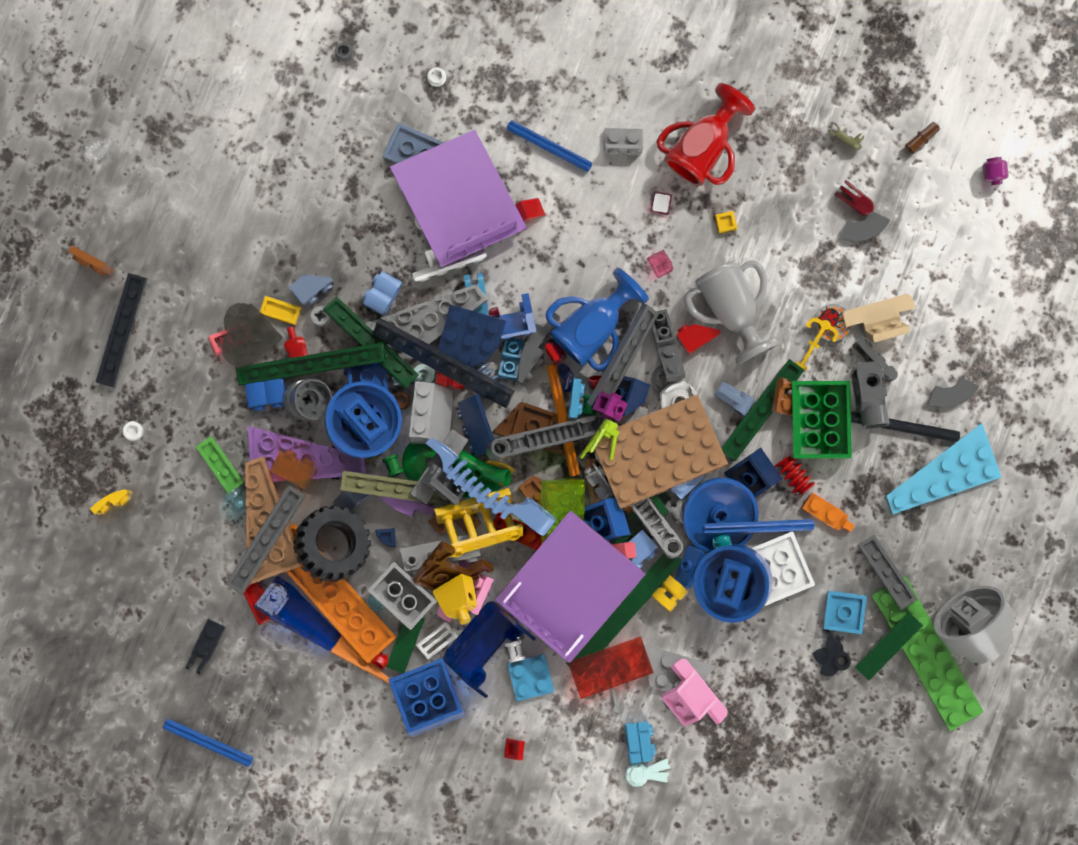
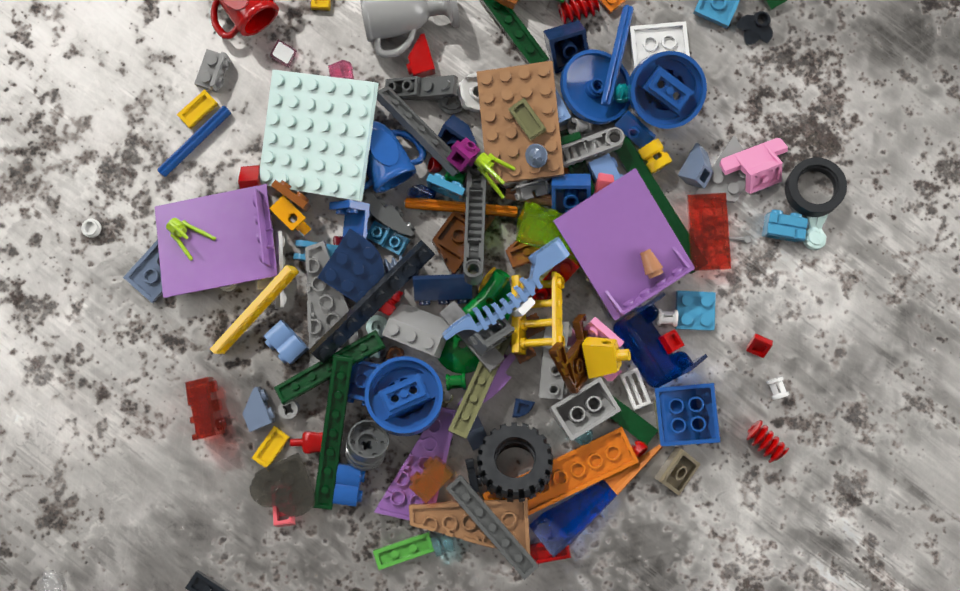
camera: 80 degrees left, 0 degrees up
(298, 238) = (205, 408): none -> clear red wedge
(305, 510) = (475, 481): none -> black plate
(343, 47) = (30, 310): dark grey plate -> none
(369, 704) = (677, 470): none -> dark tan slope
(403, 255) = (254, 310): none -> yellow tile
(422, 781) = (766, 441): none -> red piece
(457, 160) = (179, 228): none -> lime plant
(474, 505) = (524, 307): none -> white tile
(480, 781) = (782, 391): none -> white bush
(492, 662) = (671, 341): none -> red plate
(508, 253) = (284, 209): none -> light orange torso
(521, 263) = (298, 198): none -> dark orange plate
(555, 353) = (395, 195): red slope -> none
(558, 617) = (651, 264): none -> nougat cone
(581, 139) = (197, 109): none -> yellow tile
(587, 262) = (318, 133): none -> light aqua plate
(628, 476) = (536, 155): none -> sand blue hat
(662, 456) = (527, 119): none -> olive tile
(671, 638) = (697, 168): none -> sand blue slope
(711, 761) = (823, 166): none -> black tyre
(739, 401) = (494, 38): sand blue piece -> none

